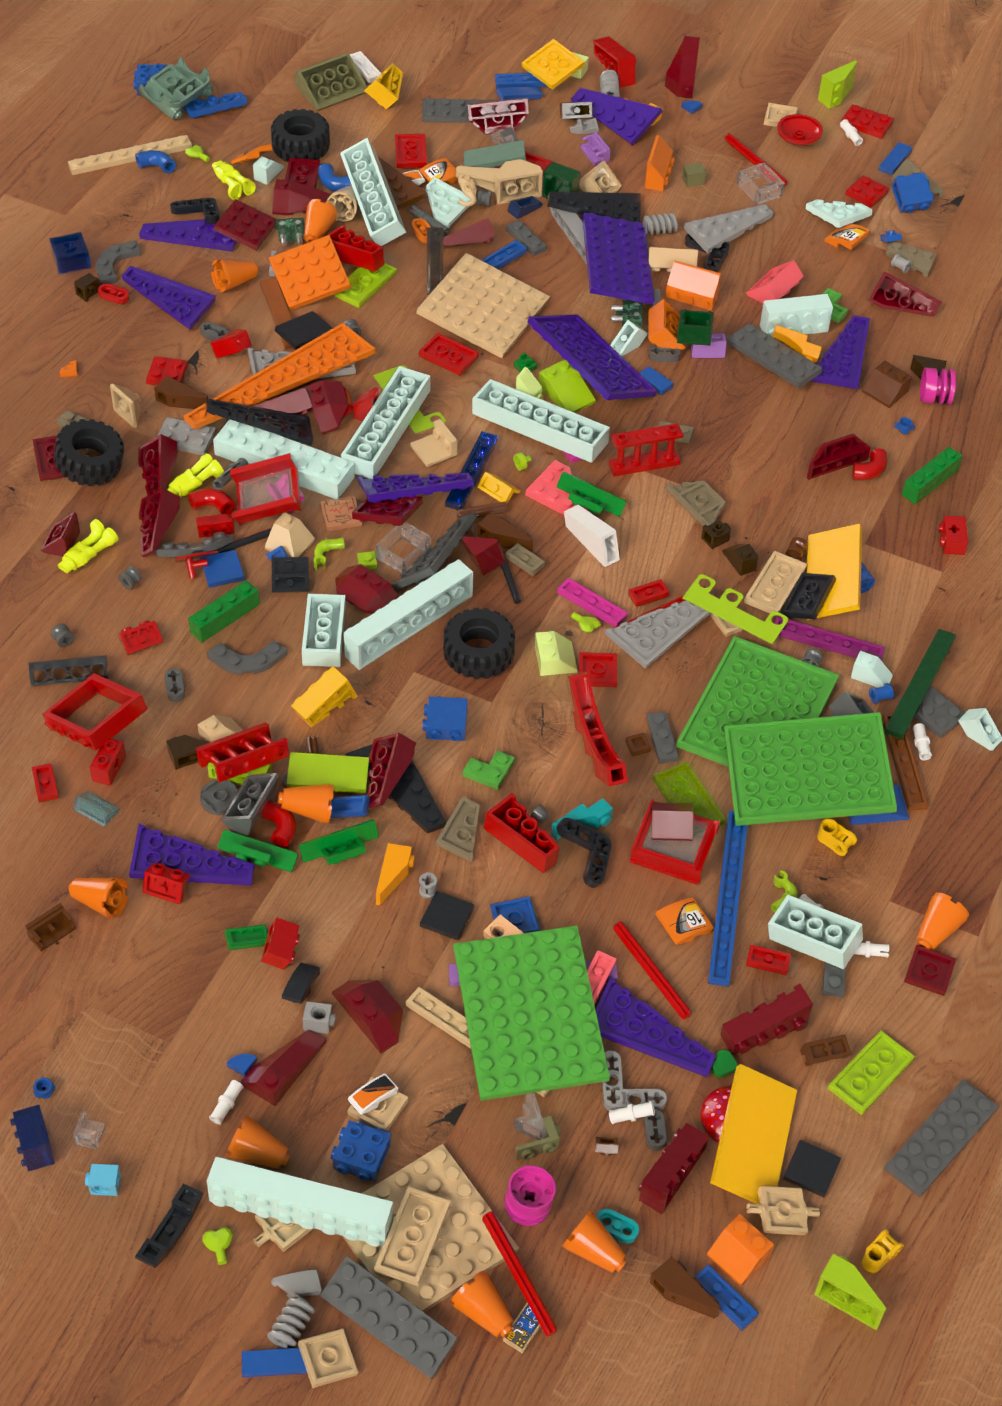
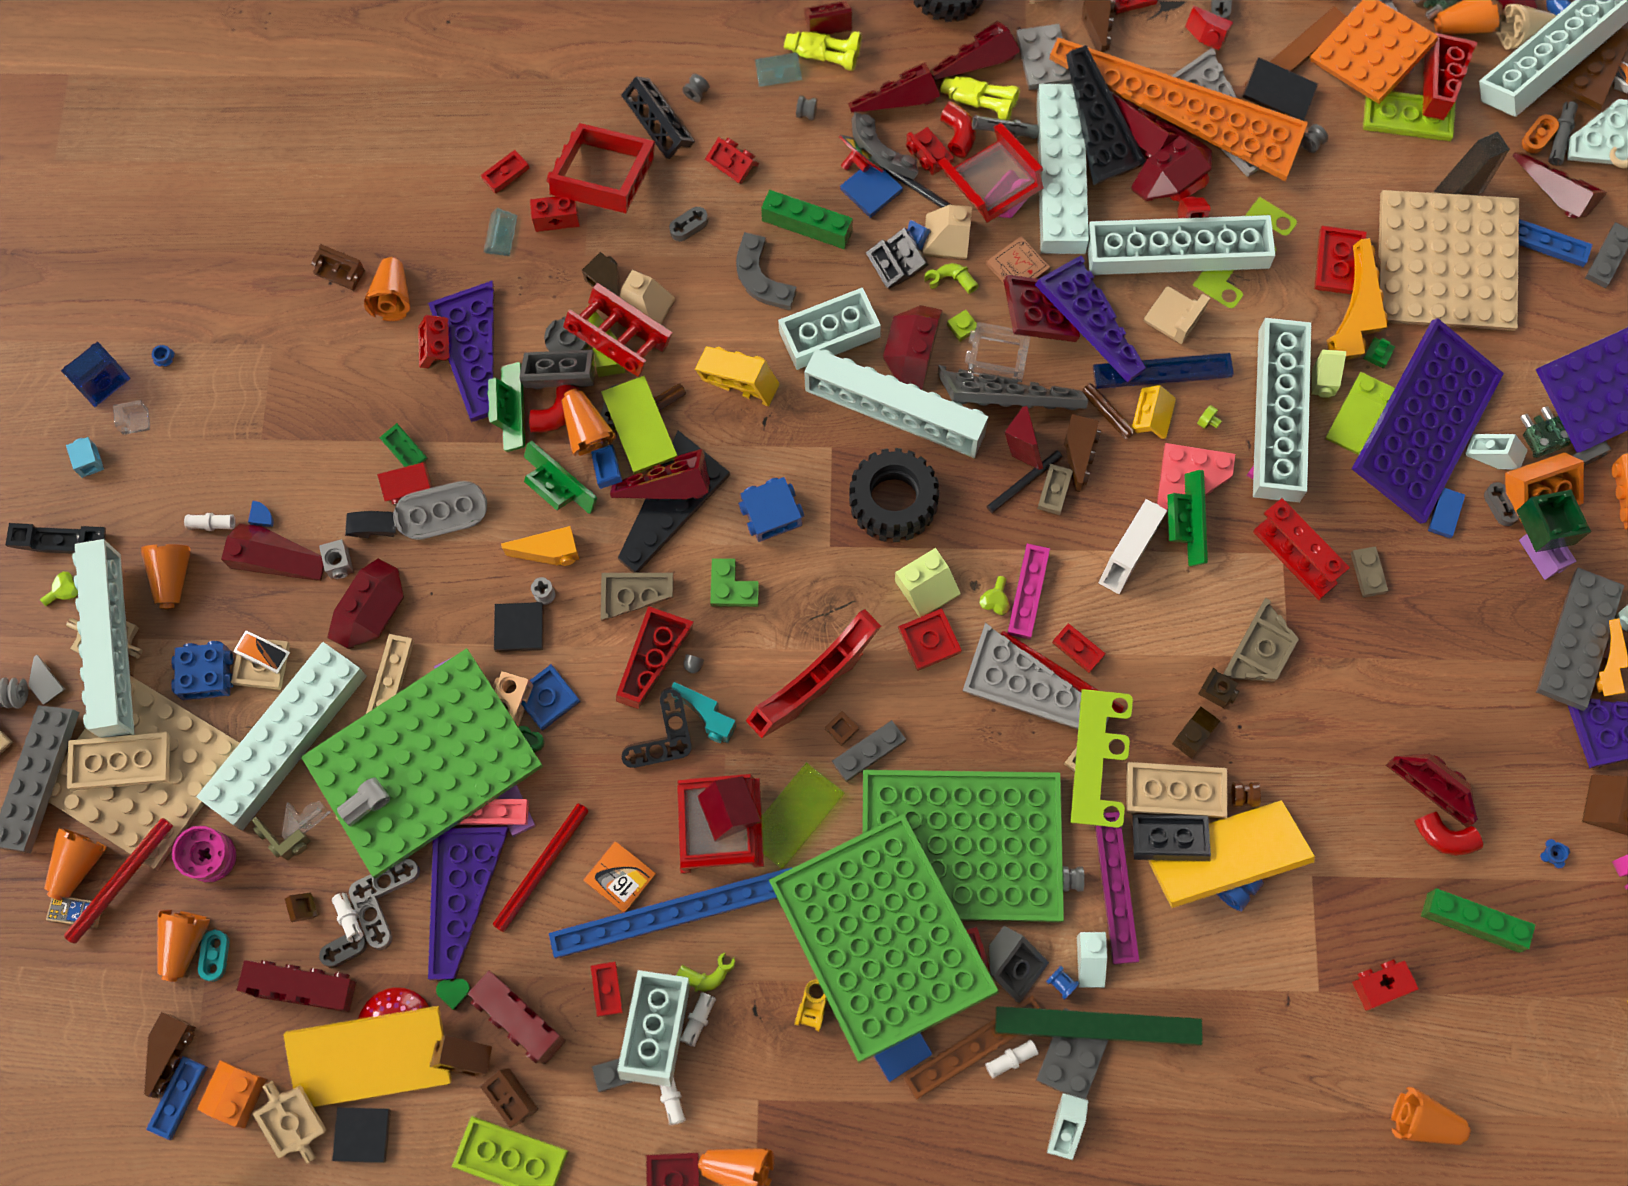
camera: 70 degrees right, 20 degrees up
(83, 583) = (778, 69): none -> clear light blue slope
(319, 928) = (440, 510): none -> light grey tile
(453, 1109) = (282, 736): none -> light aqua brick
(491, 352) = (1365, 309): none -> light orange arch
(547, 1049) = (369, 798): none -> light grey piece
(785, 1066) = (461, 1056): none -> reddish brown hinge

